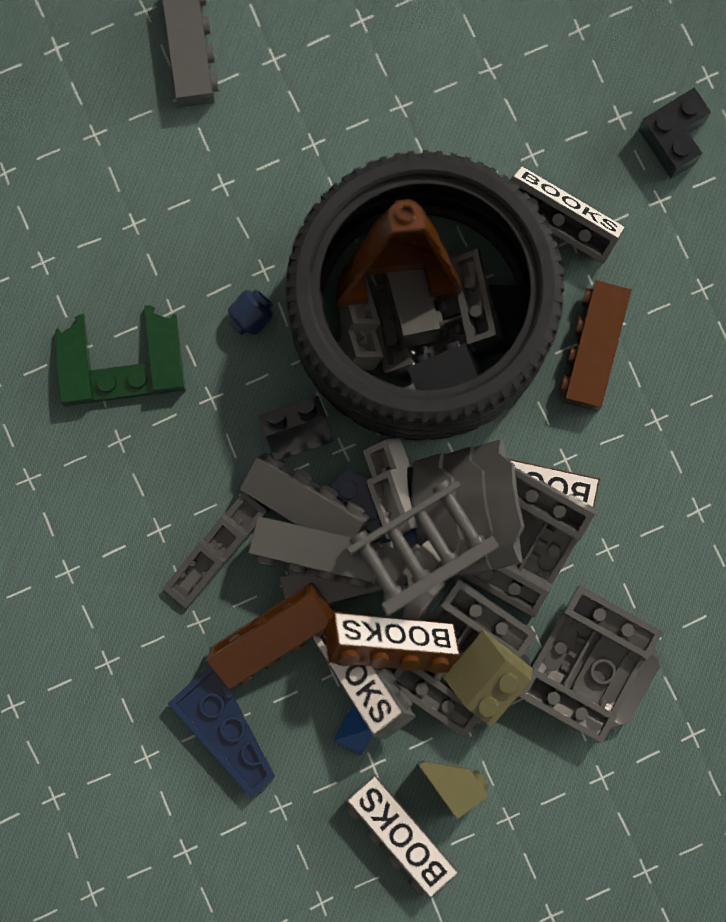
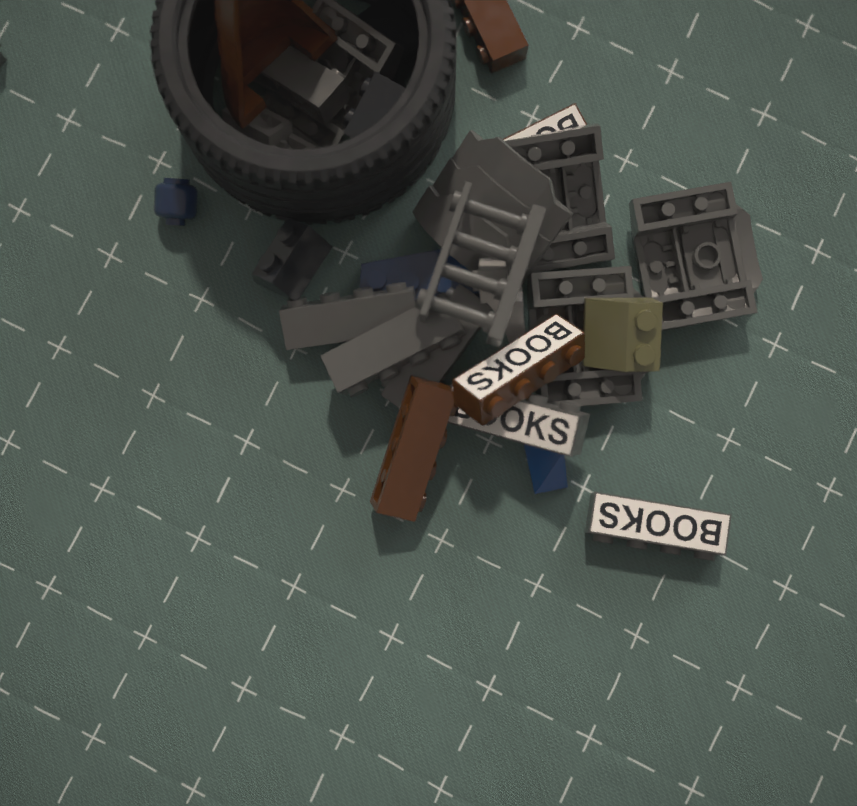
camera: 35 degrees left, 0 degrees up
(82, 385) = (85, 373): dark green wedge -> none
(215, 549) = (307, 418): dark grey slope -> none
(220, 725) = (430, 558): dark blue wing -> none
(389, 482) = (406, 243): light grey slope -> none
(456, 785) = (671, 446): olive slope -> none

